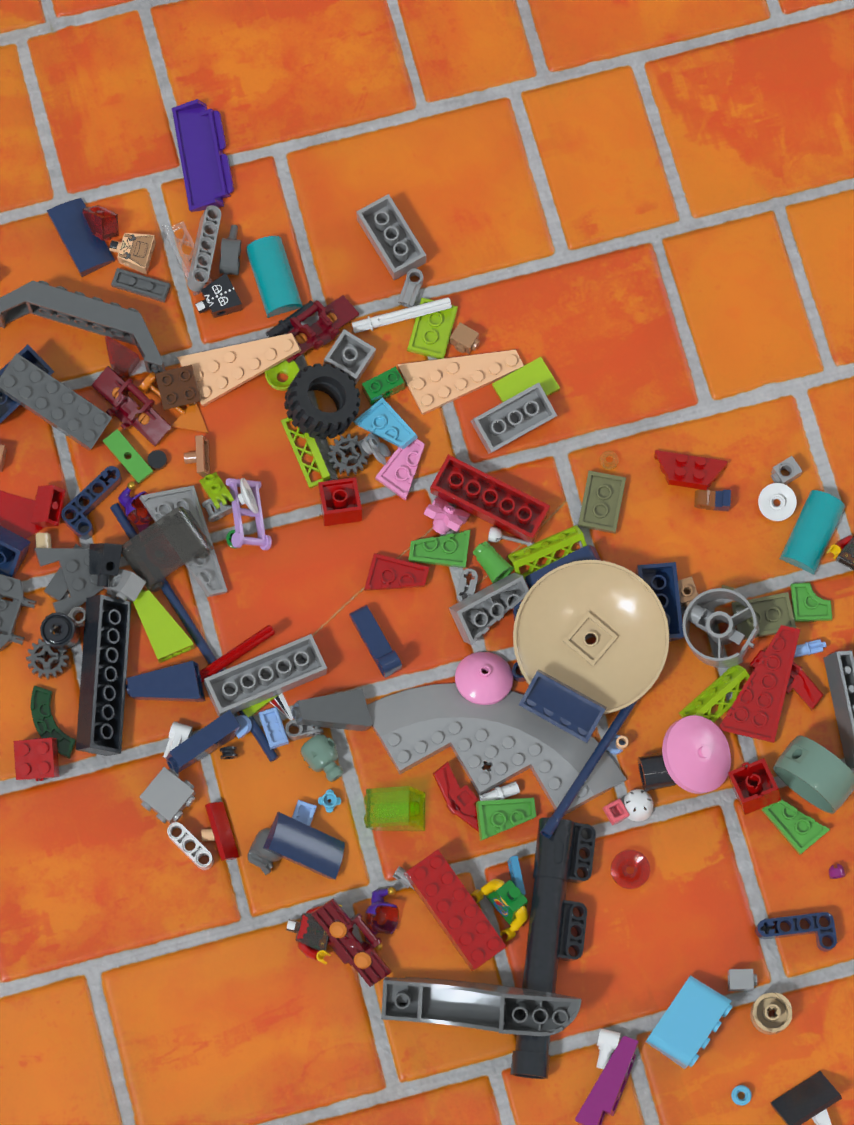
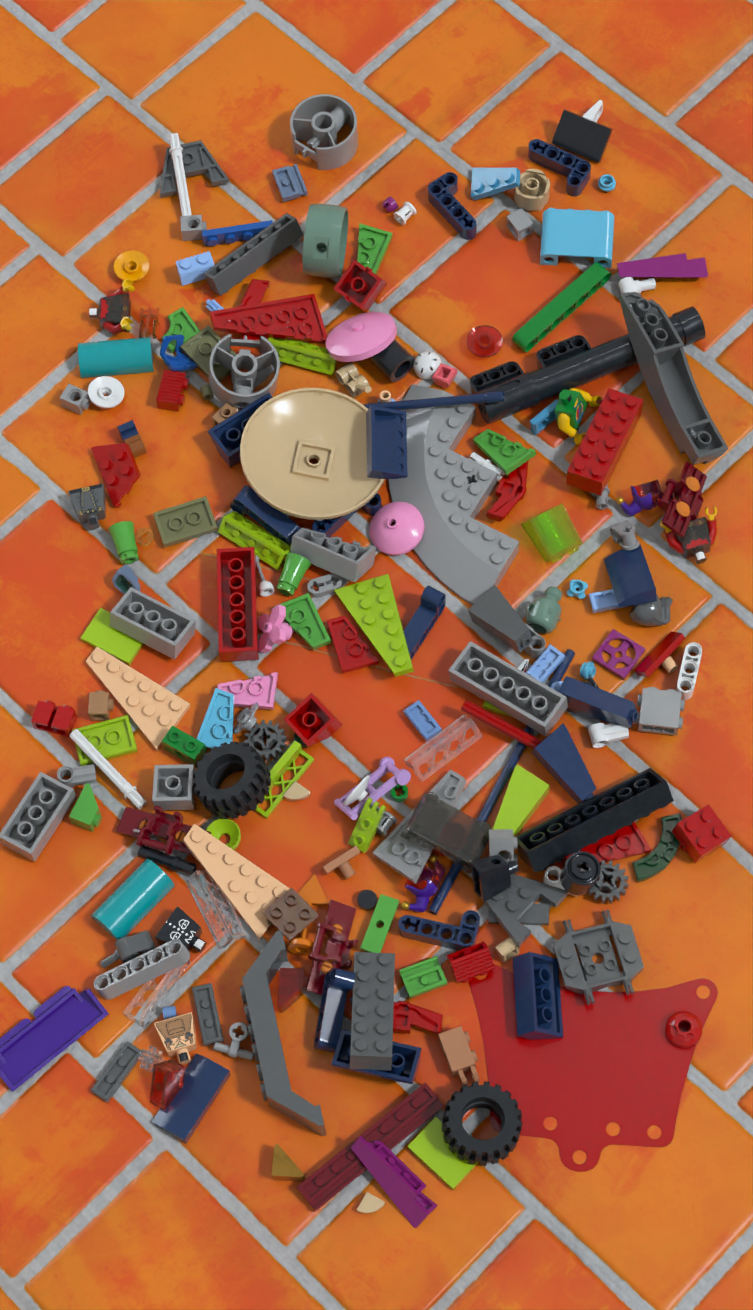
camera: 115 degrees left, 10 degrees down
(38, 434) = (410, 1015): none -> red plate
(62, 465) = (423, 977): none -> bright green plate
(69, 692) = (620, 845): none -> red wing
(89, 385) = (332, 1006): none -> dark blue beam
(104, 293) = (233, 1050): none -> light grey piece
(128, 220) = (150, 1057): none -> clear gear
(138, 193) = (116, 1072): none -> dark grey tile
(160, 256) = (169, 1012): none -> medium blue piece
(222, 331) = (212, 908): none -> clear fence
(245, 760) = (587, 670): none -> medium azure plate
(253, 795) = (610, 666): none -> magenta piece
(255, 595) = (441, 741): none -> clear fence
(286, 594) = (422, 720): none -> medium blue plate
(287, 456) = (296, 792): none -> tan tile
(352, 871) = (625, 535): none -> light grey piece
(375, 281) = (86, 811): none -> bright green slope
(406, 610) = (377, 615): none -> lime wing
(474, 299) = (54, 719): none -> red piece
(570, 421) = (124, 579): none -> sand blue rock
(610, 439) = (124, 541): none -> bright green plant
(626, 964) = (561, 307): none -> green beam
(655, 727) = (353, 382): none -> tan beam
(667, 429) = (89, 504): none -> dark grey torso
(745, 561) = (171, 390): none -> red brick
(770, 582) = (181, 361): none -> blue piece
(789, 1060) = (566, 164): none -> dark blue beam
(802, 981) = (493, 181): none -> dark azure wing
(817, 879) = (404, 213): none -> white bush
(827, 576) = (149, 319): none -> clear orange arm

